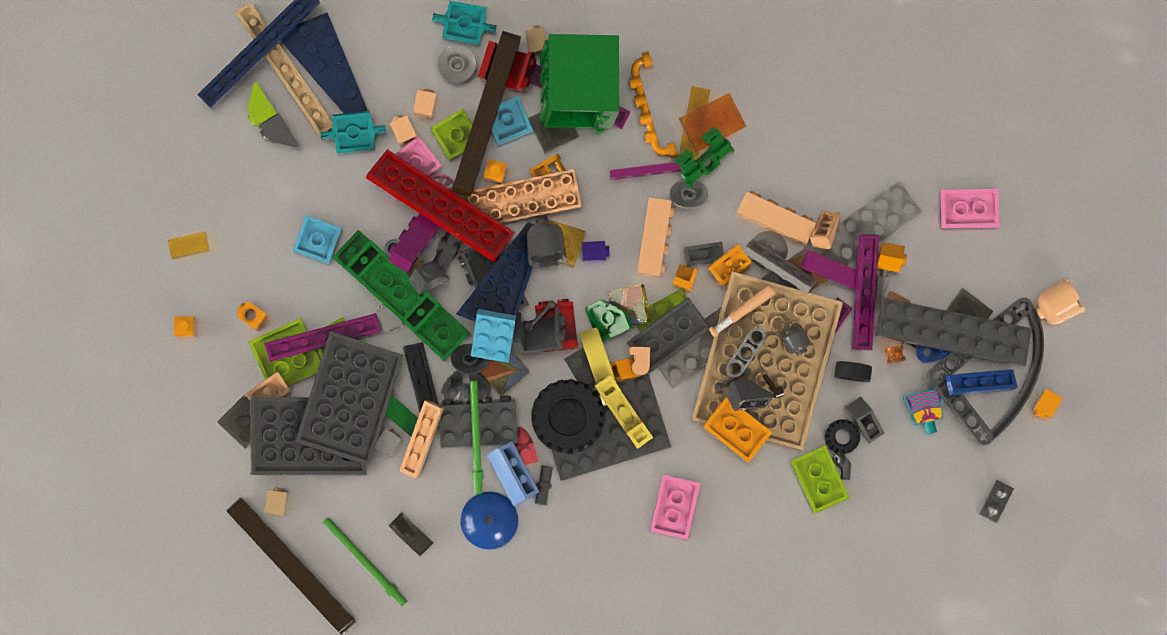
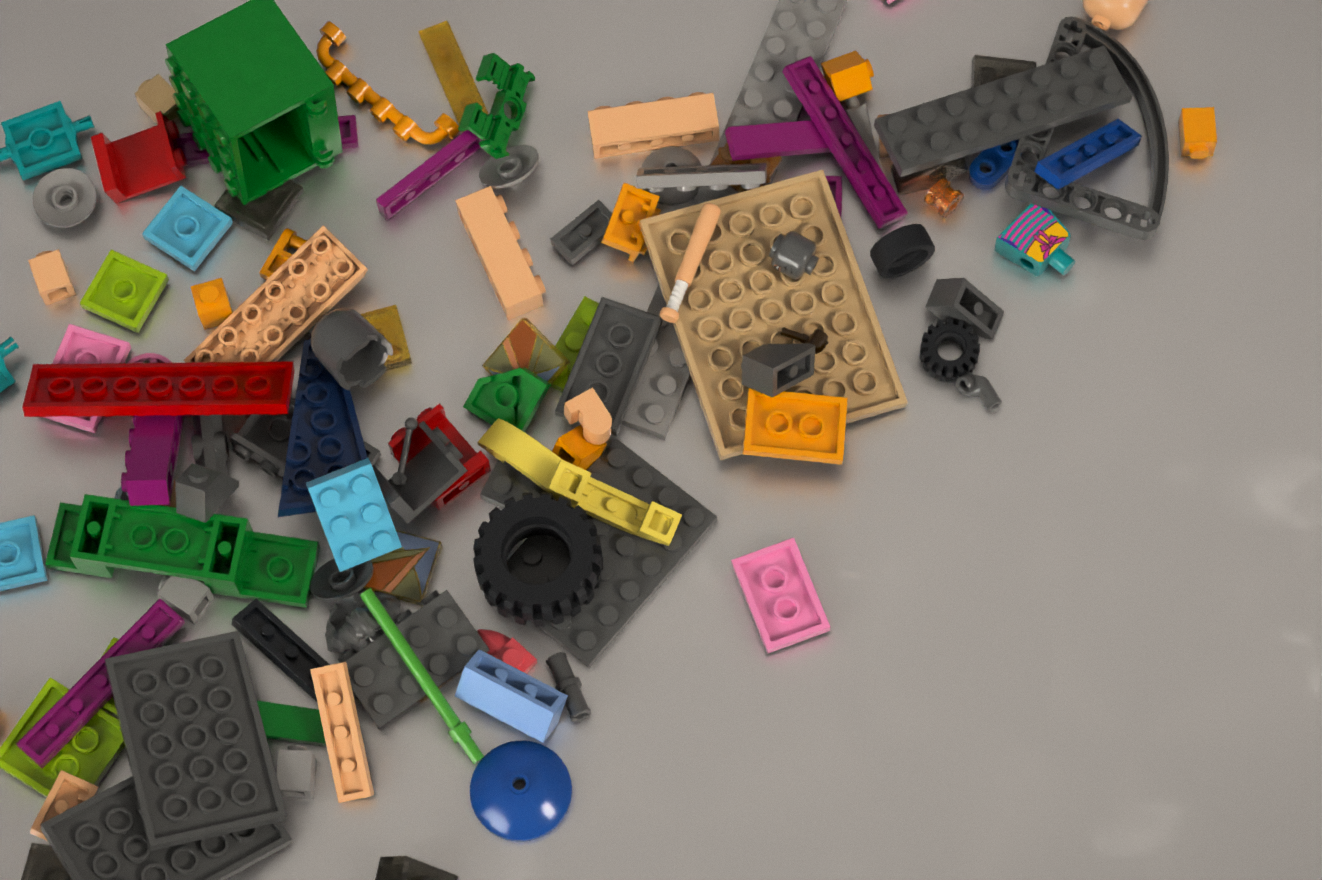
camera: 30 degrees left, 15 degrees down
(403, 129) = (41, 330): light nougat brick -> none
(486, 113) = (149, 233): dark brown beam -> none
(595, 251) = (427, 323): dark purple brick -> none
(684, 277) = (580, 280): light orange panel -> none
(718, 387) = (753, 342): dark grey hinge -> none
(719, 113) = (461, 60): clear orange tile -> none
(747, 343) = (734, 298): light grey beam -> none
(819, 479) = (959, 427): lime plate -> none
(825, 241) = (733, 101): light nougat slope -> none
(996, 501) = (1224, 303): dark grey tile -> none

